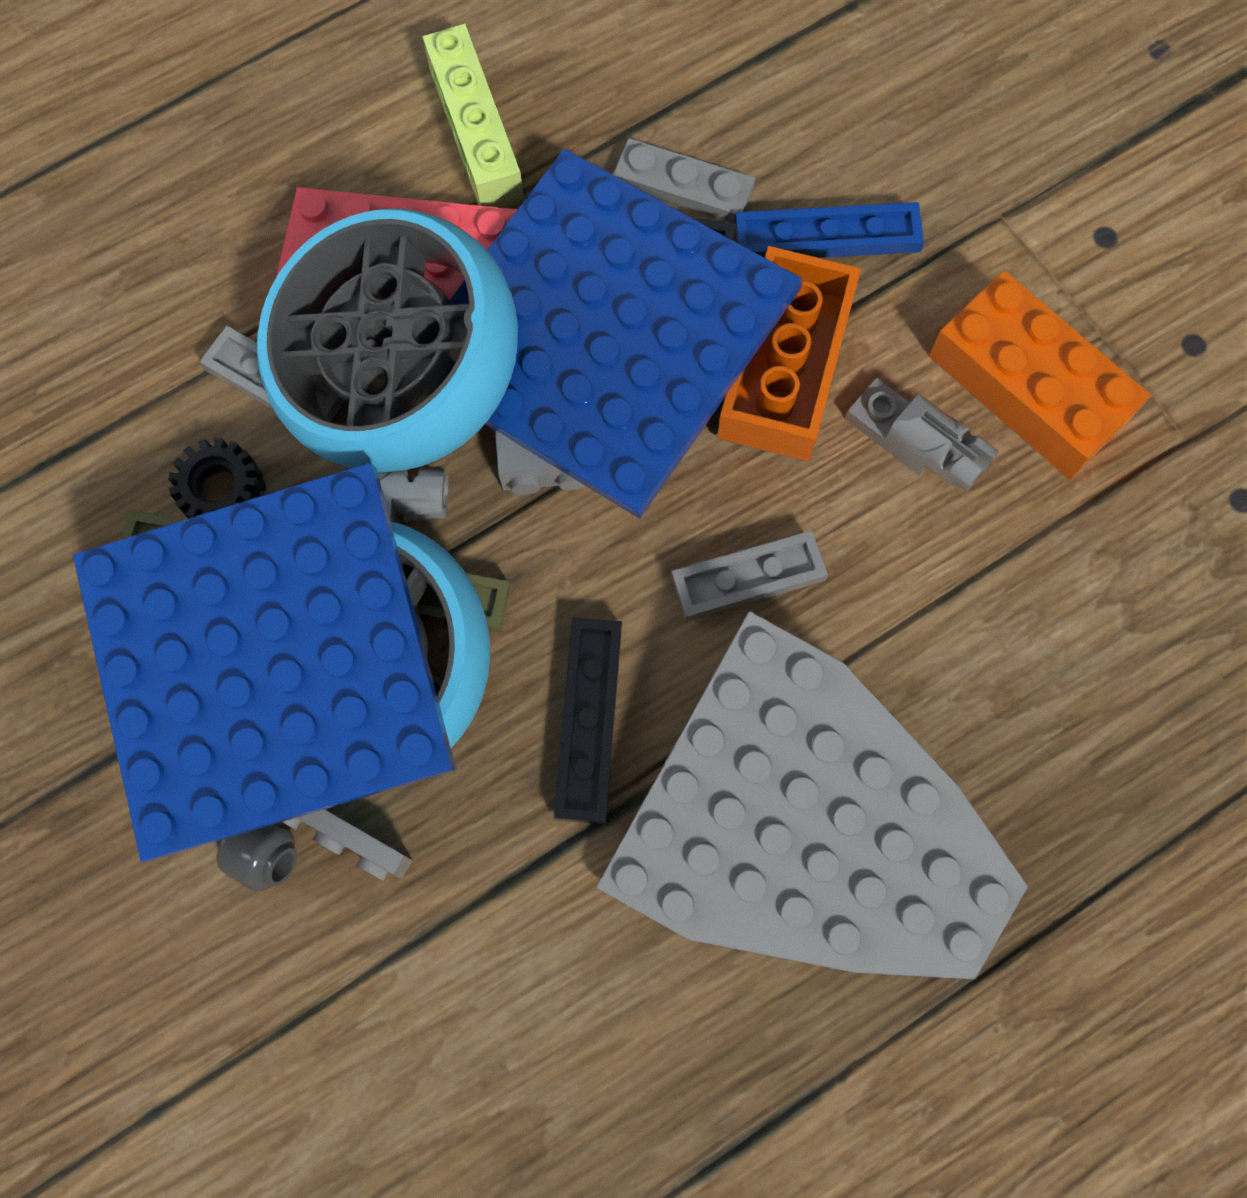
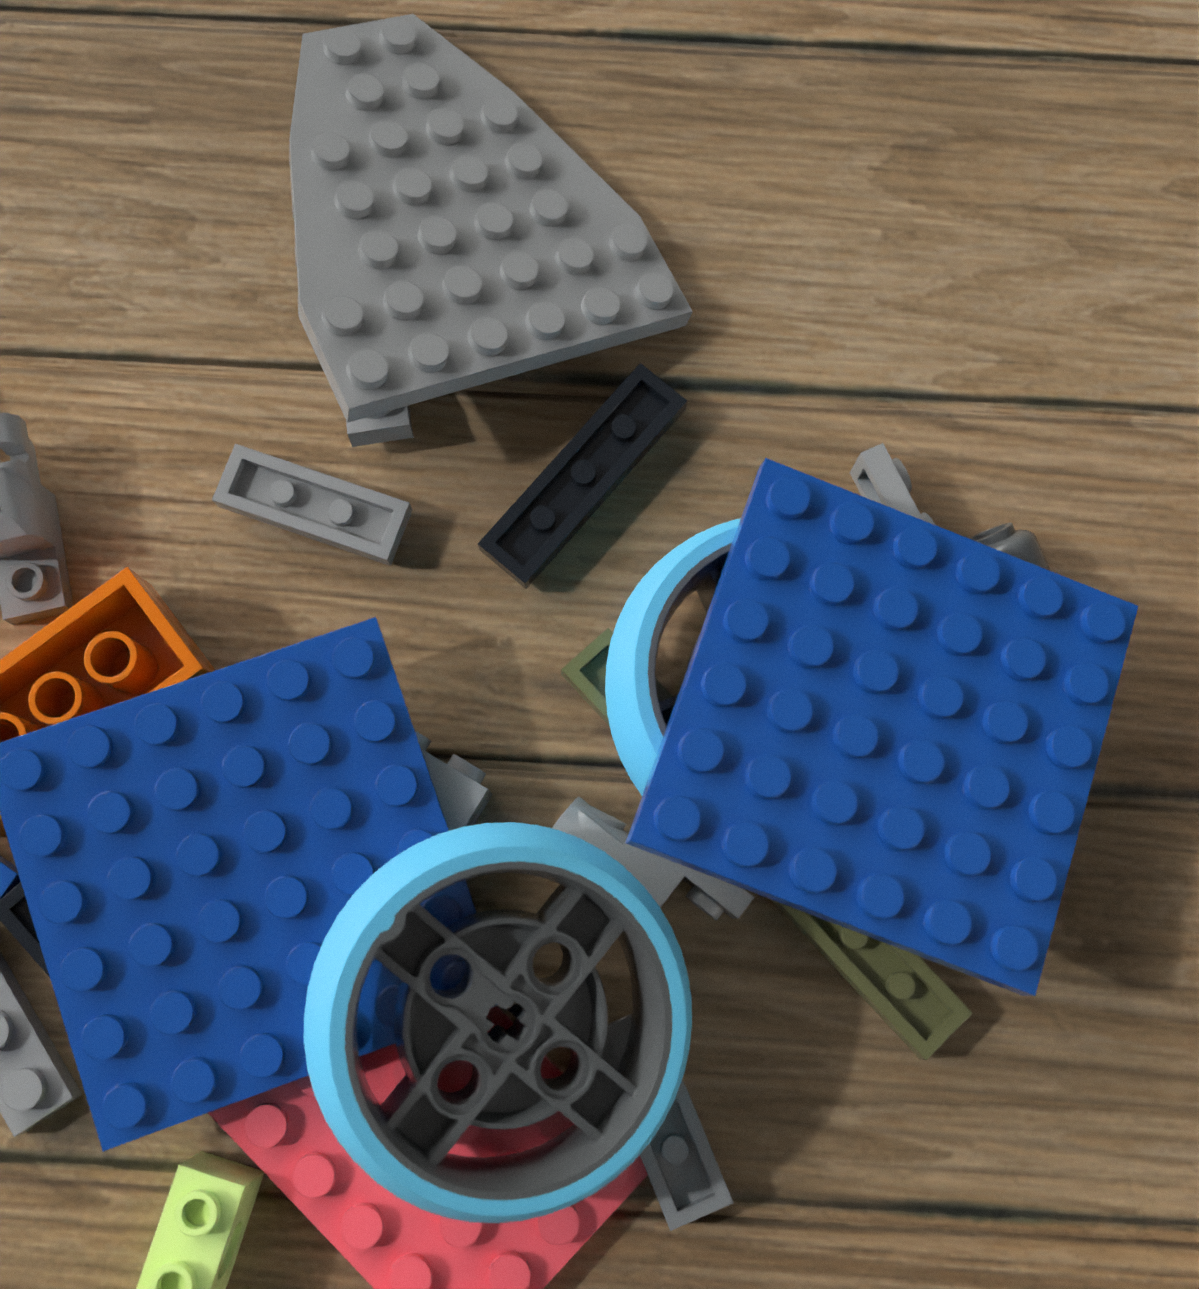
camera: 145 degrees left, 5 degrees up
(207, 461) = (846, 1033): black tyre -> none

